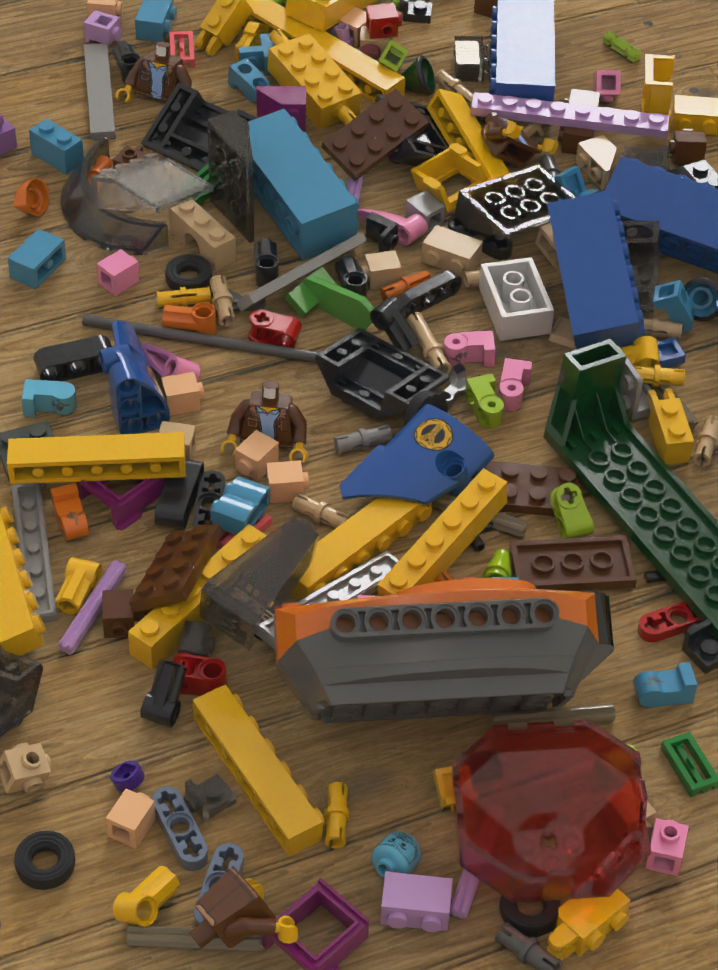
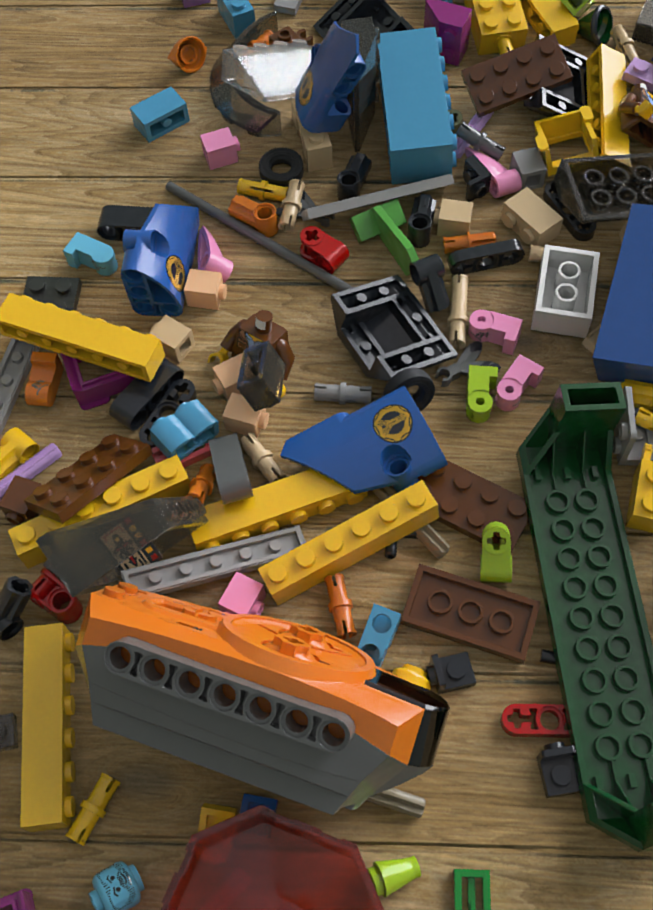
camera: 30 degrees right, 15 degrees up
(216, 168) = (328, 80): none -> blue panel
(292, 436) = (261, 376): none -> clear smoke brick
(301, 507) = (230, 468): none -> dark grey beam
(370, 200) = (480, 141): none -> dark grey pin
(498, 565) = (393, 590): lime cone -> none
(666, 686) = (491, 802): dark azure leg -> none

